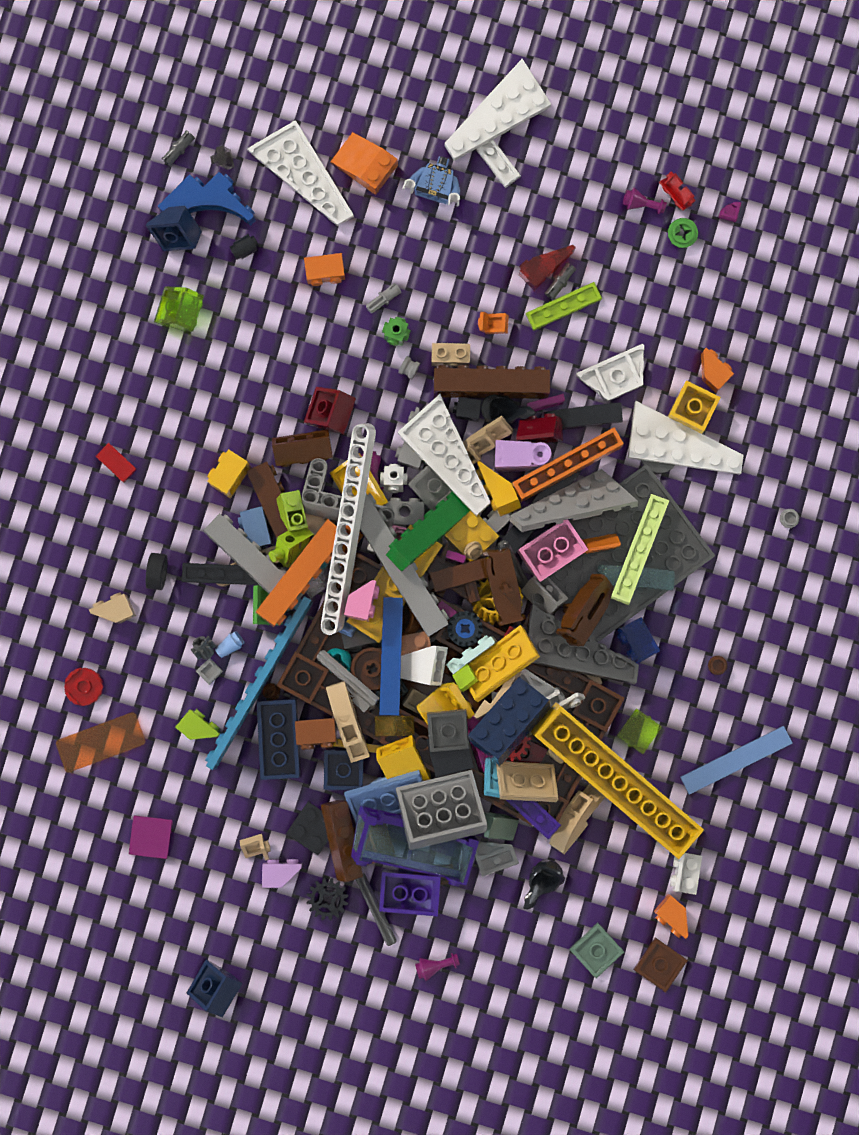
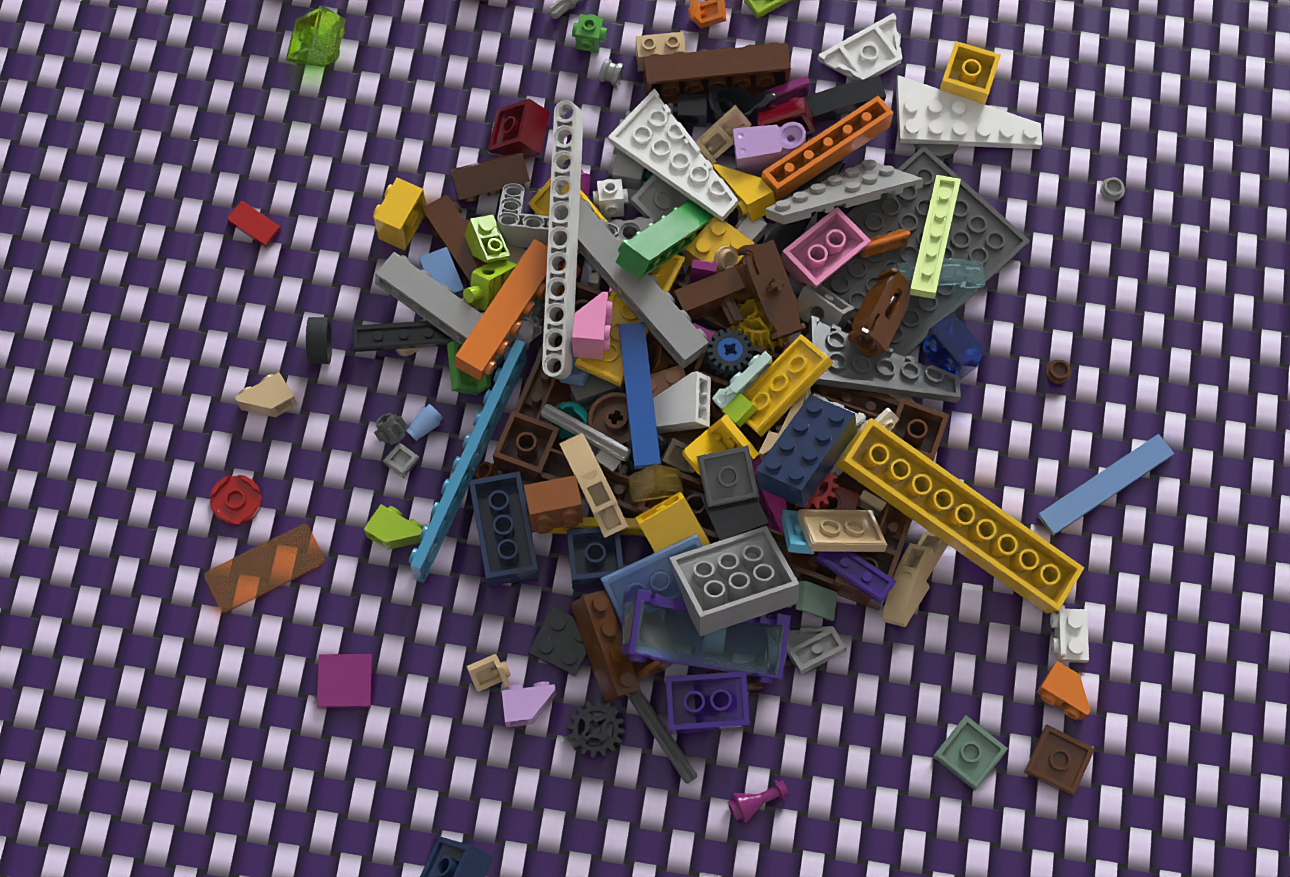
camera: 10 degrees left, 15 degrees down
(543, 880) = (884, 665): black piece -> none
(639, 731) = (974, 465): clear neon green piece -> none
(714, 372) = (985, 31): orange slope -> none

